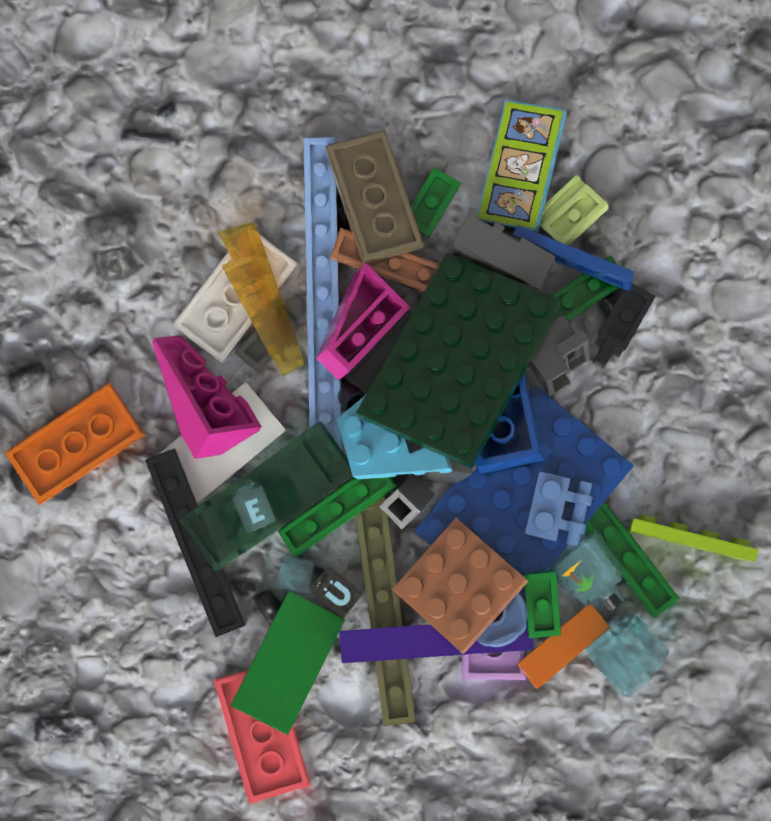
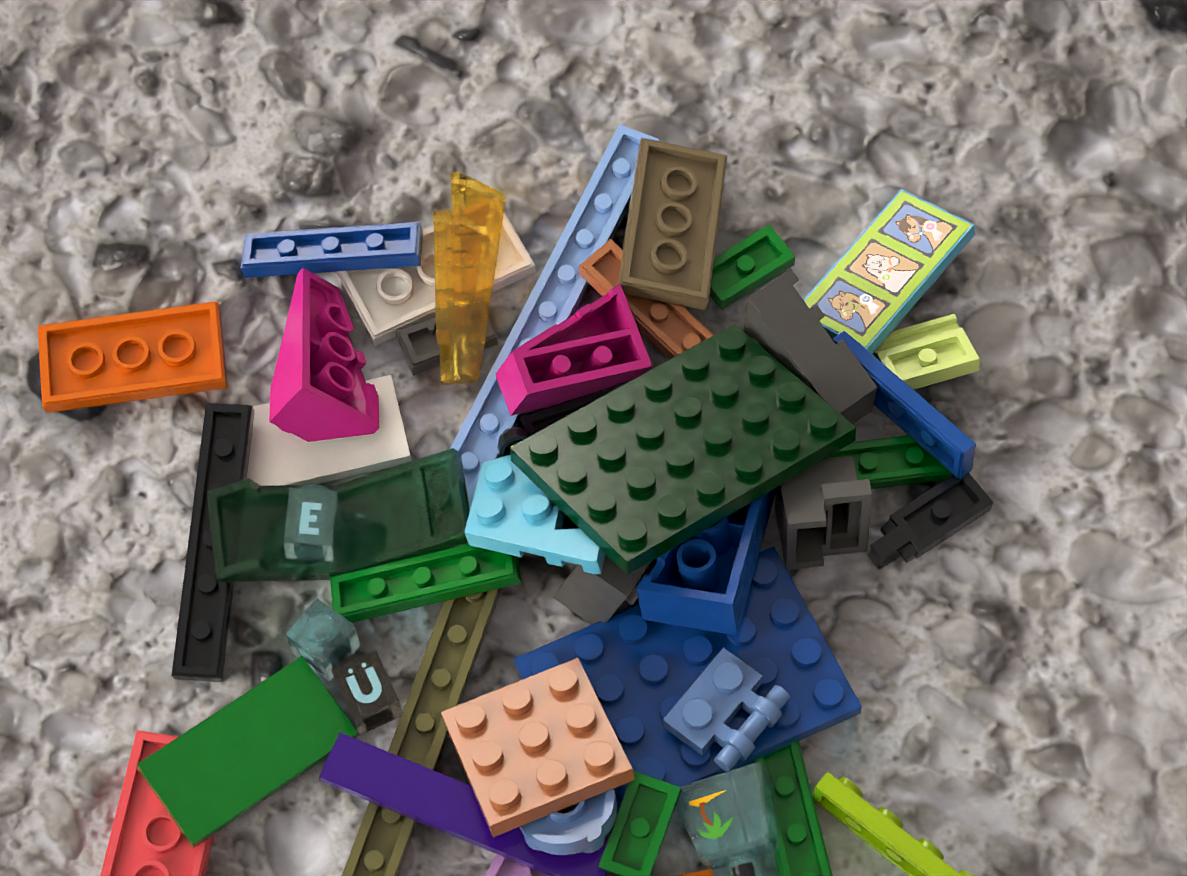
camera: 20 degrees right, 20 degrees down
(164, 313) = (332, 249): none -> blue tile
(407, 500) = (523, 609): dark grey brick -> none

